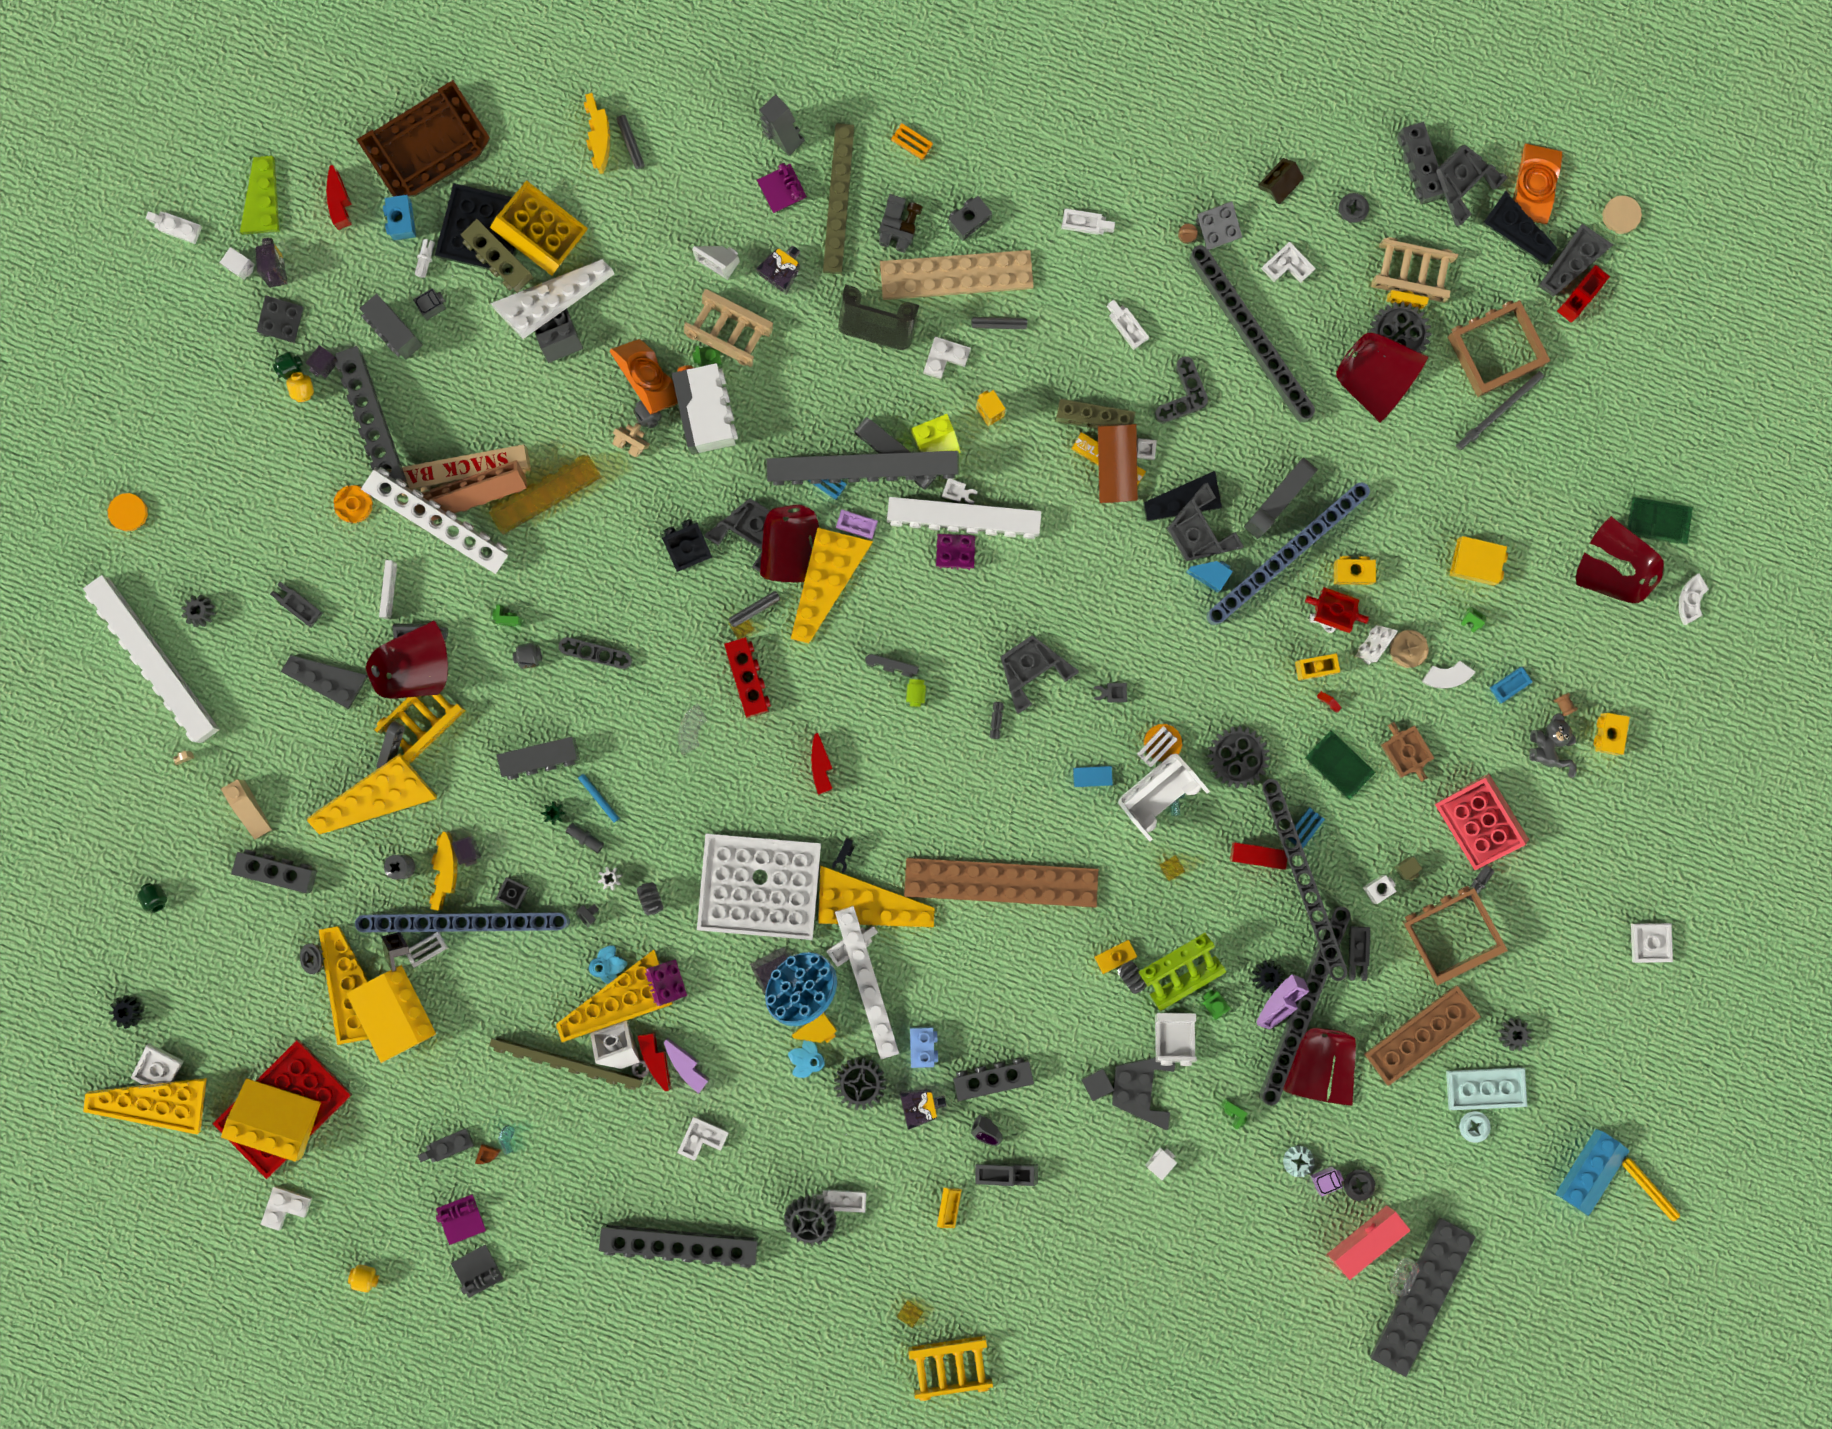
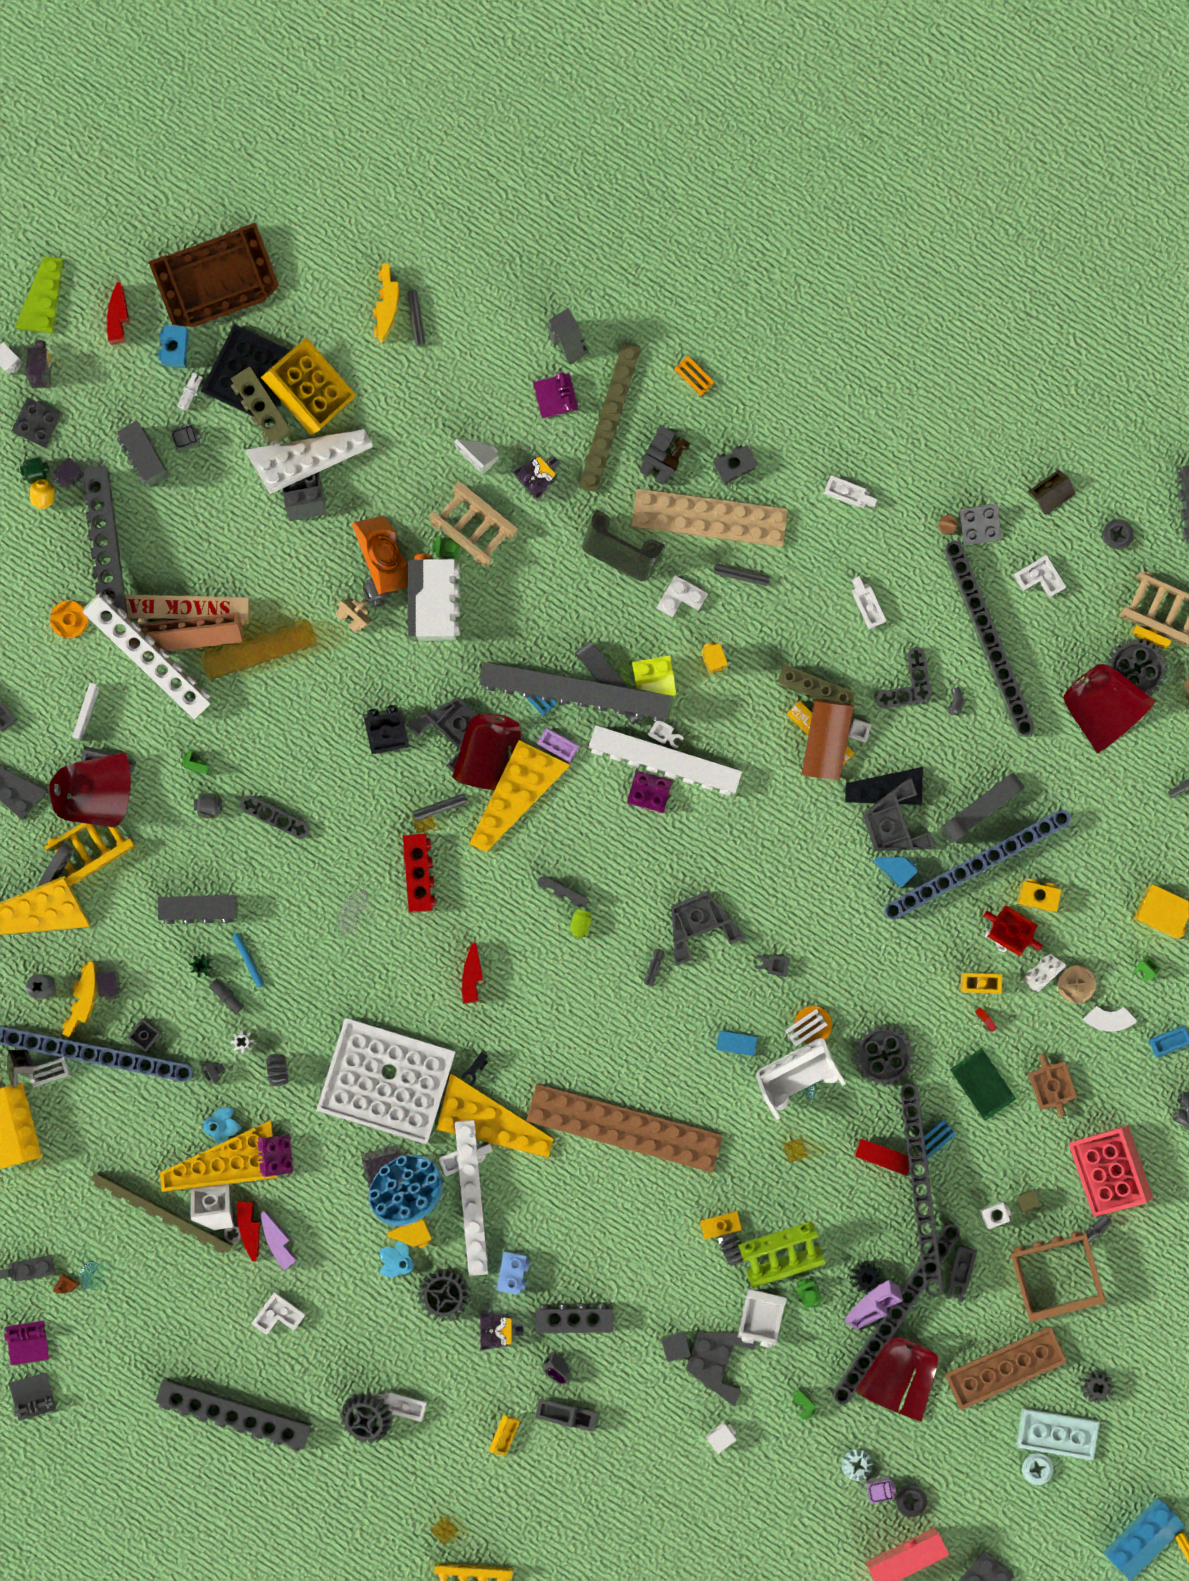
camera: 20 degrees right, 0 degrees up
(1235, 403) = (958, 702): none -> dark grey arm

